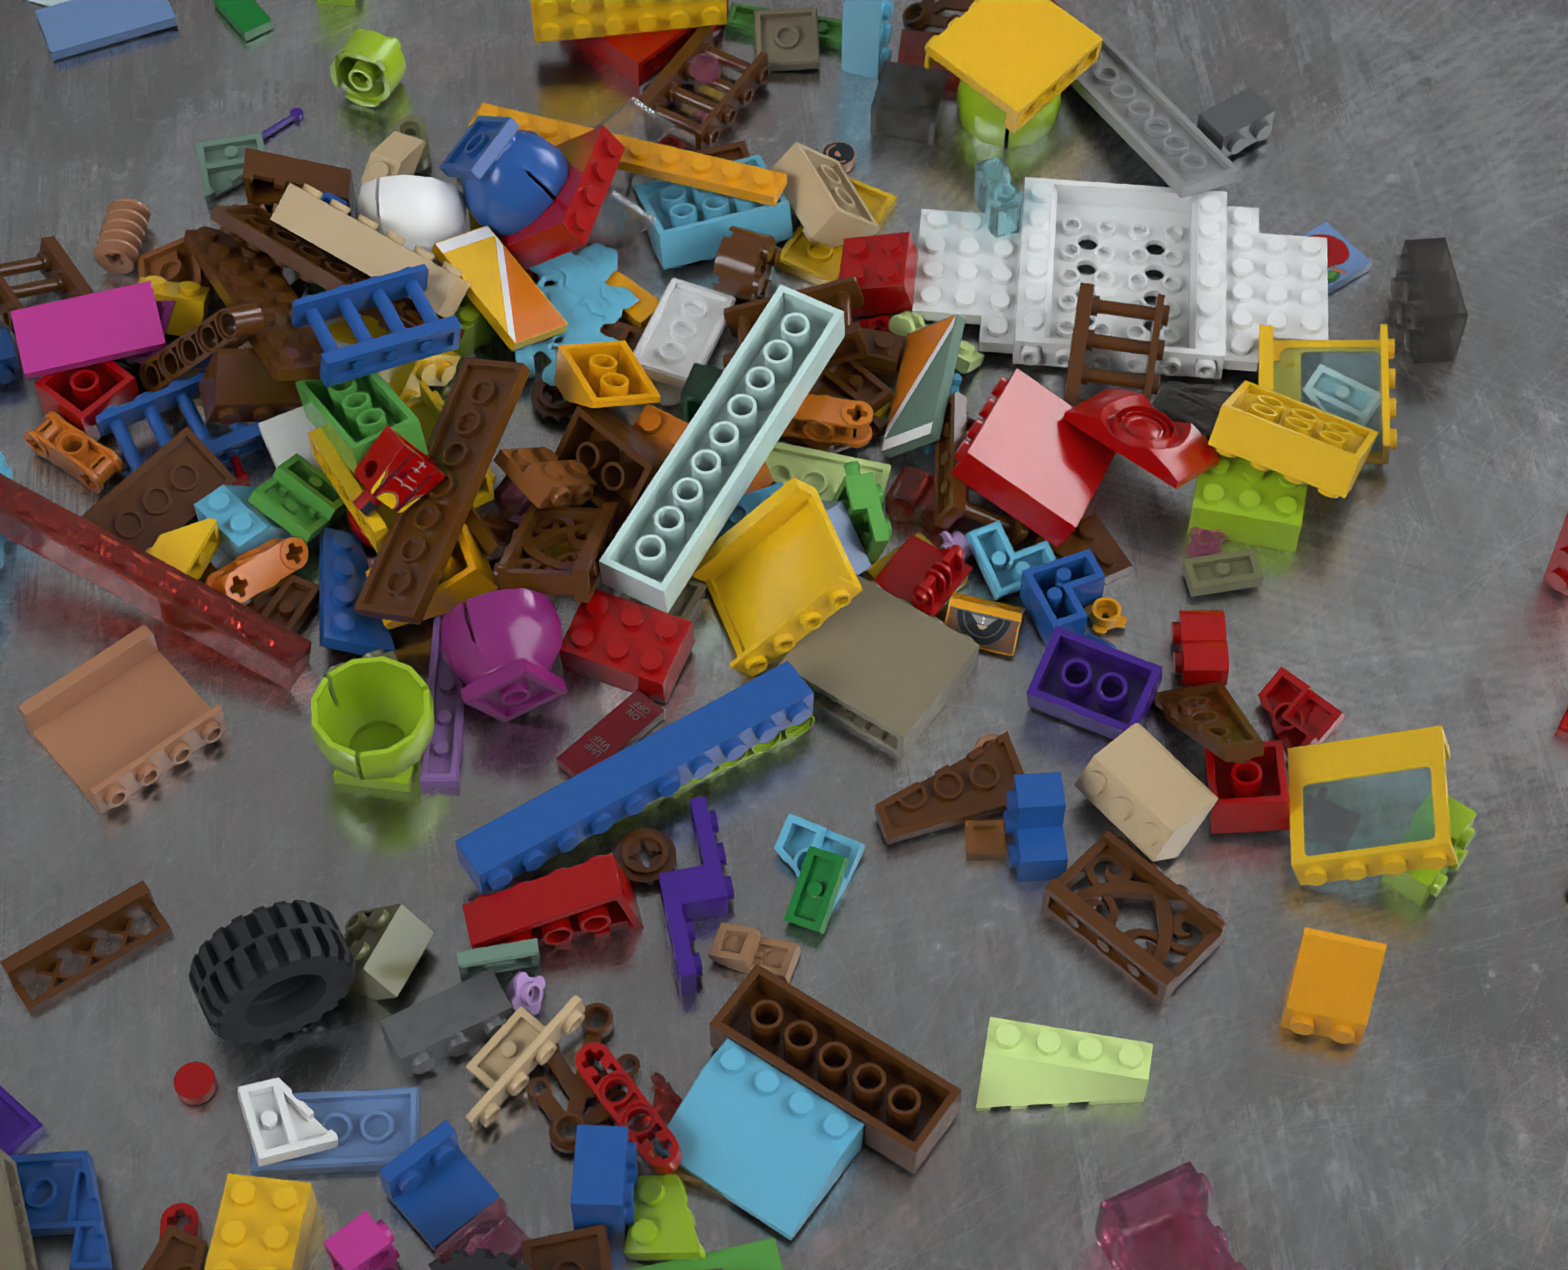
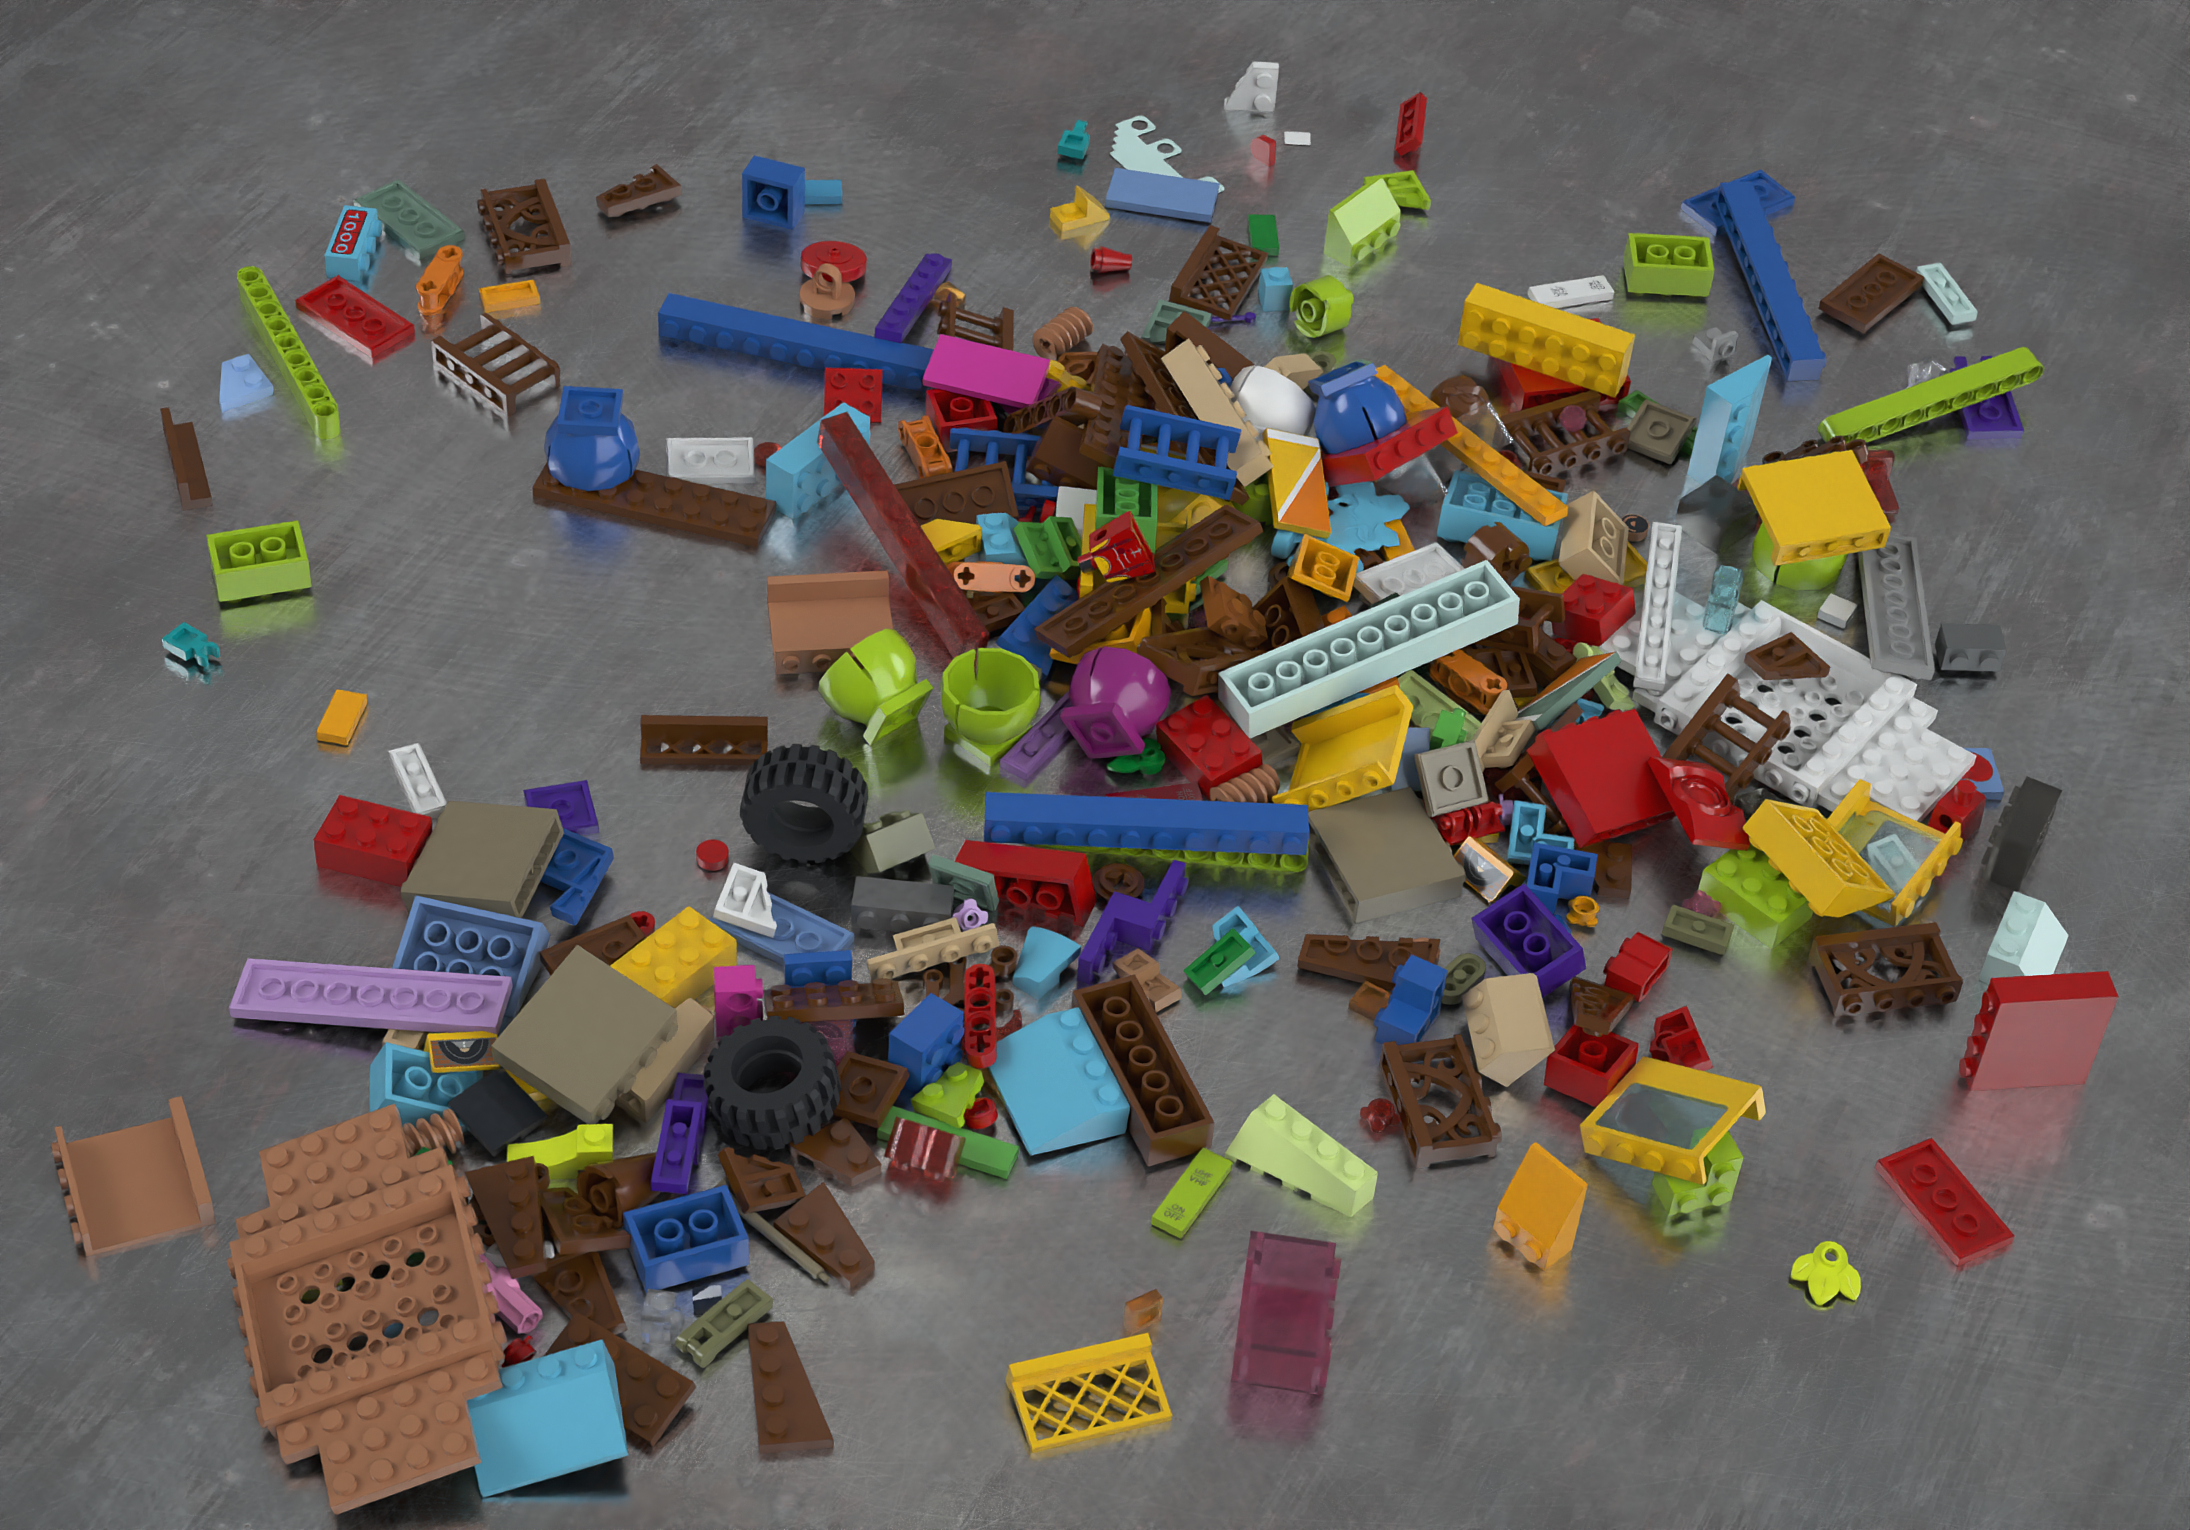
camera: 30 degrees right, 10 degrees down
(33, 82) = (1080, 213): none -> yellow slope
(105, 123) = (1109, 260): none -> red cone
(208, 94) = (1198, 268): none -> reddish brown fence
(241, 775) = (881, 693): none -> lime plate
(259, 459) = (1048, 510): none -> red tile
(304, 70) = (1275, 289): none -> medium azure brick
(470, 1194) = (835, 1002): none -> reddish brown plate
(577, 695) = (1148, 762): none -> green plate
(581, 101) = (1459, 394): none -> reddish brown helmet
(636, 995) = (1042, 961): none -> medium azure slope
(698, 673) = (1251, 787): none -> nougat piece
(711, 1223) = (981, 1114): none -> red tile
(900, 546) = (1451, 778): none -> dark tan tile
(908, 474) = (1500, 736): none -> tan bracket
(938, 237) = (1657, 607): none -> white tile
(979, 1177) = (1191, 1193): none -> lime tile
(1047, 762) = (1458, 981): none -> olive plate
(1086, 148) = (1837, 611): none -> white tile
(1094, 958) = (1380, 1115): none -> clear red plate
(1100, 231) = (1786, 659): none -> reddish brown wing
(1359, 302) = (1959, 805): none -> red torso
(1415, 472) = (1873, 994): none -> reddish brown fence
(1509, 421) = (2025, 942): none -> light aqua slope

